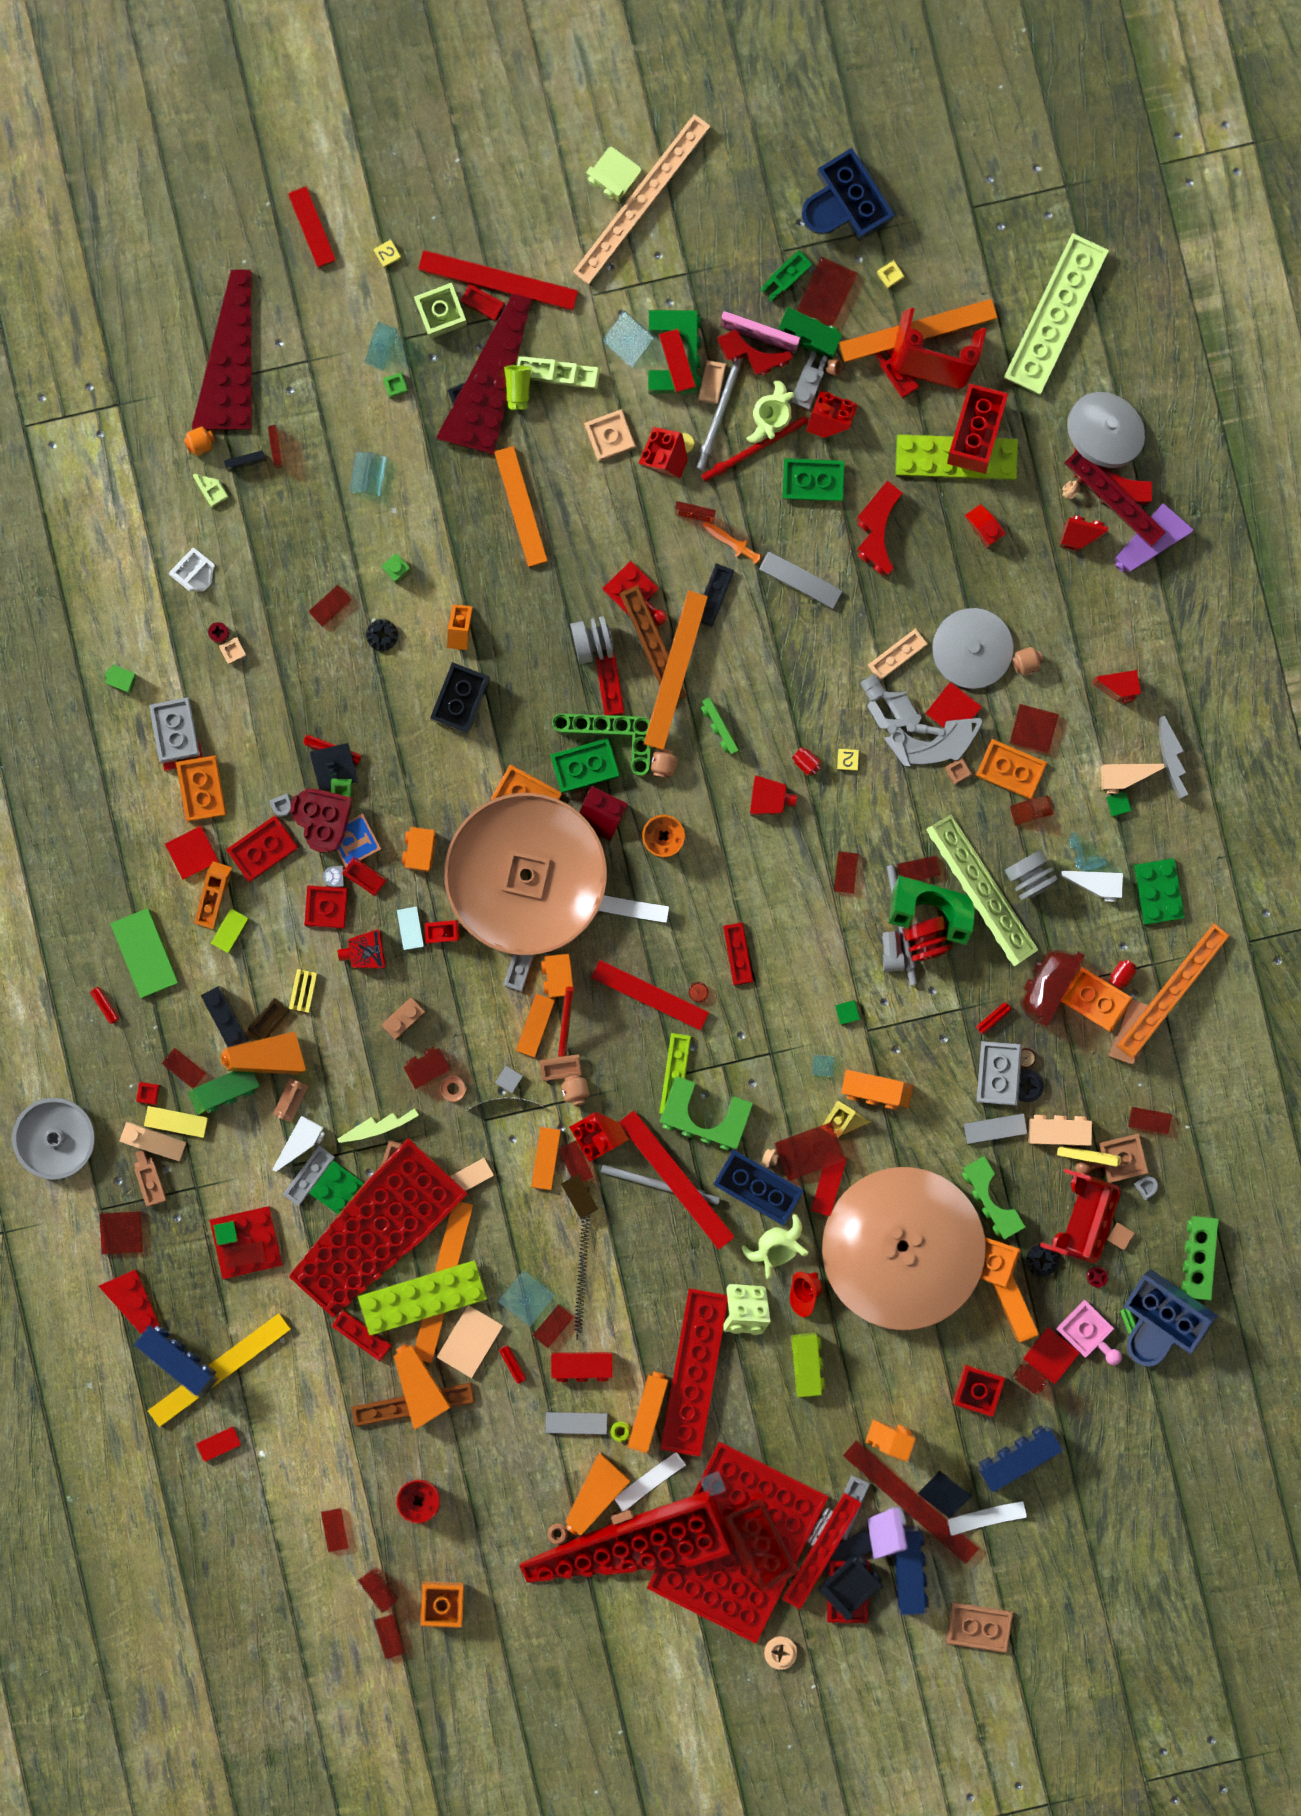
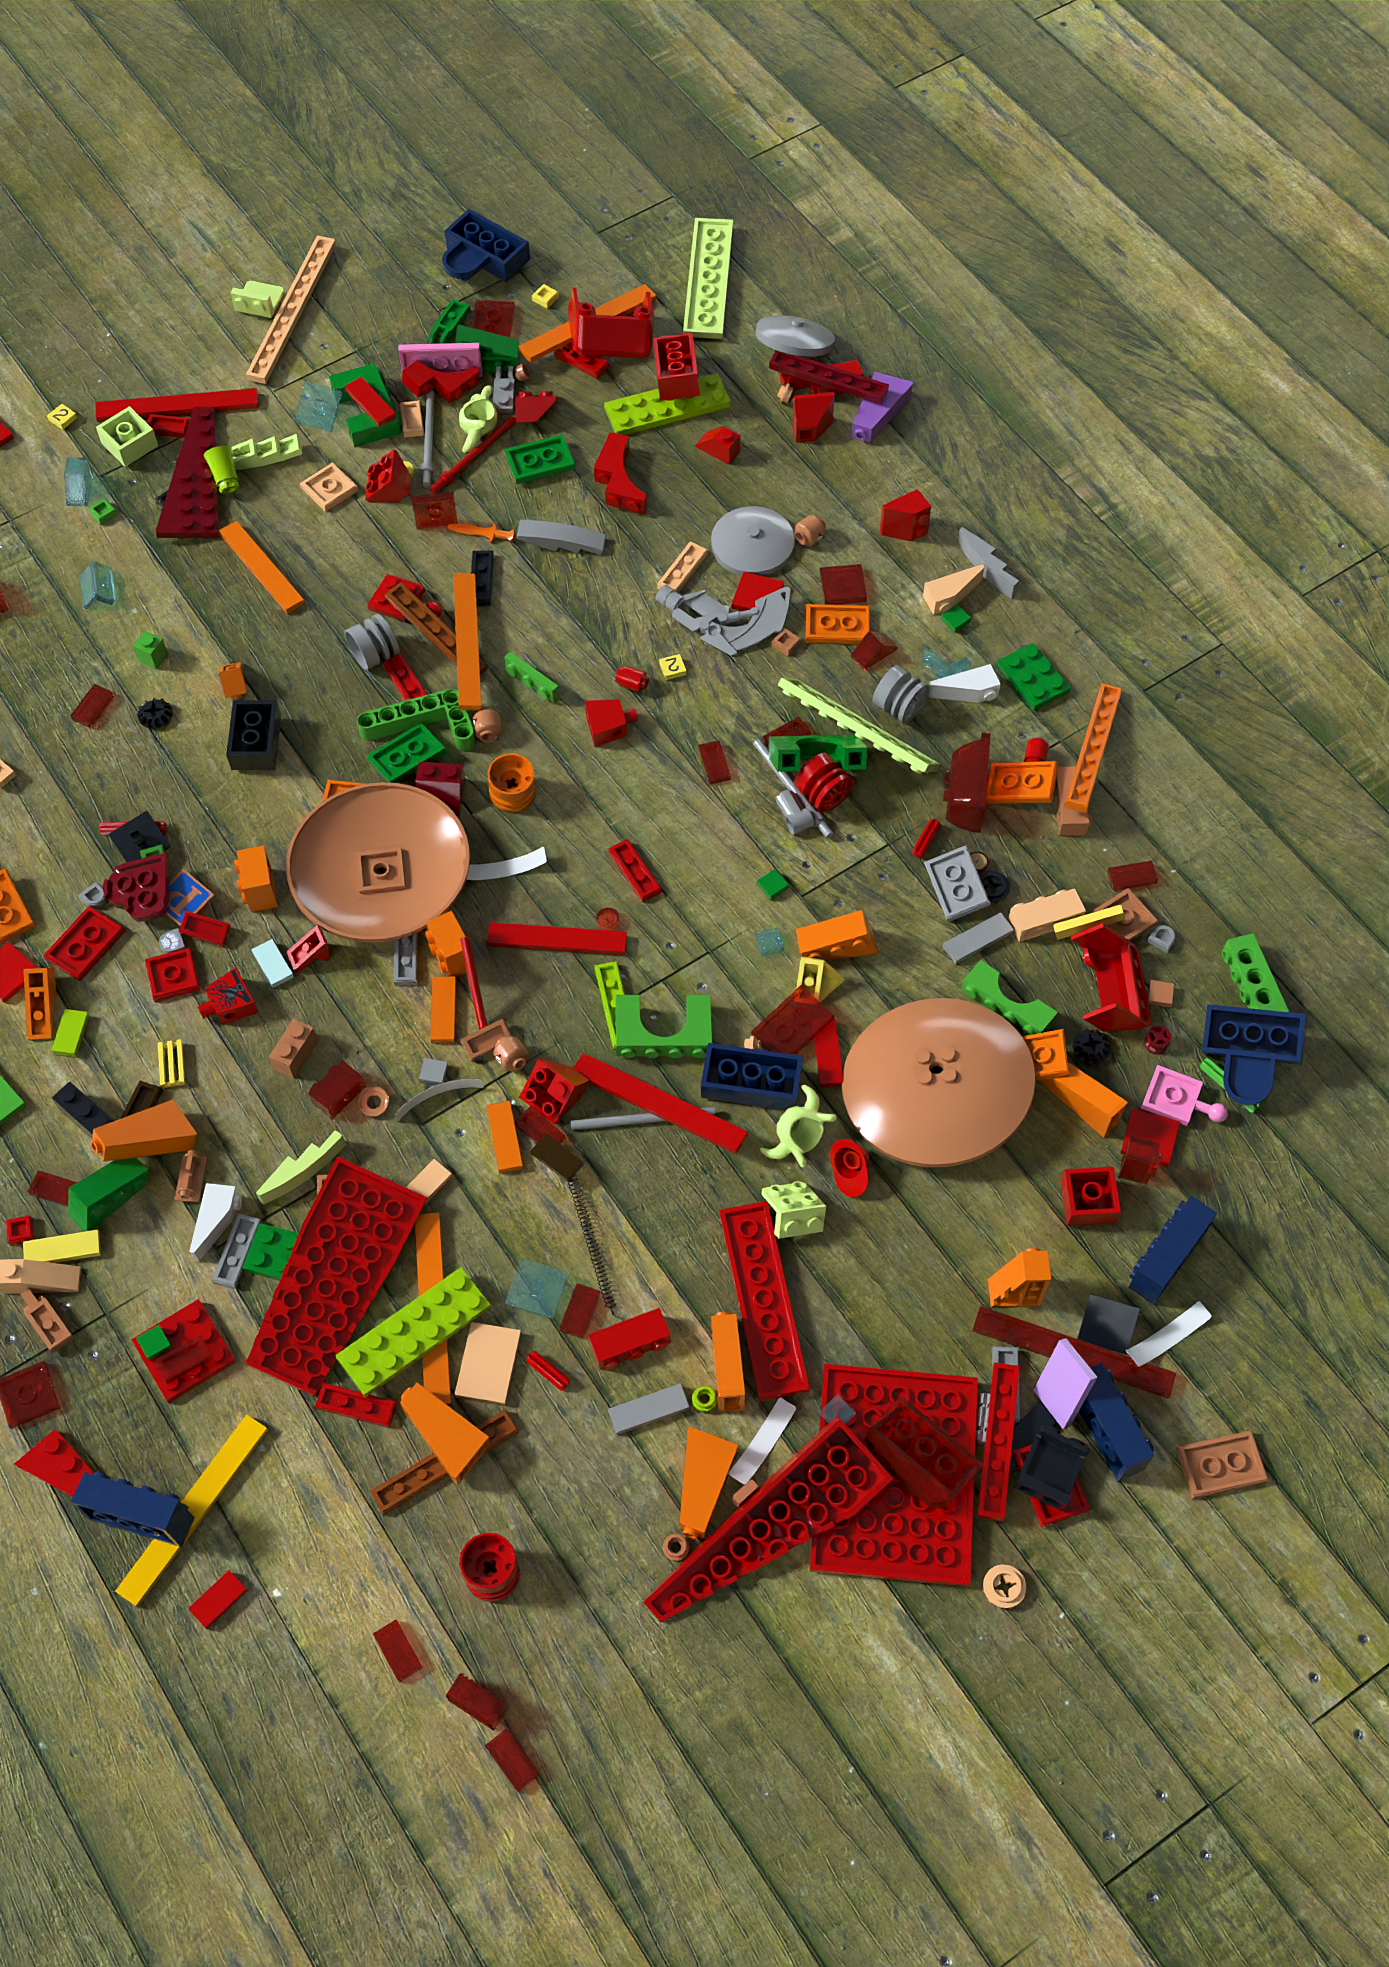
camera: 20 degrees left, 25 degrees down
(442, 1604) = (564, 1686): orange brick -> none
(807, 1364) = (886, 1239): lime wedge -> none

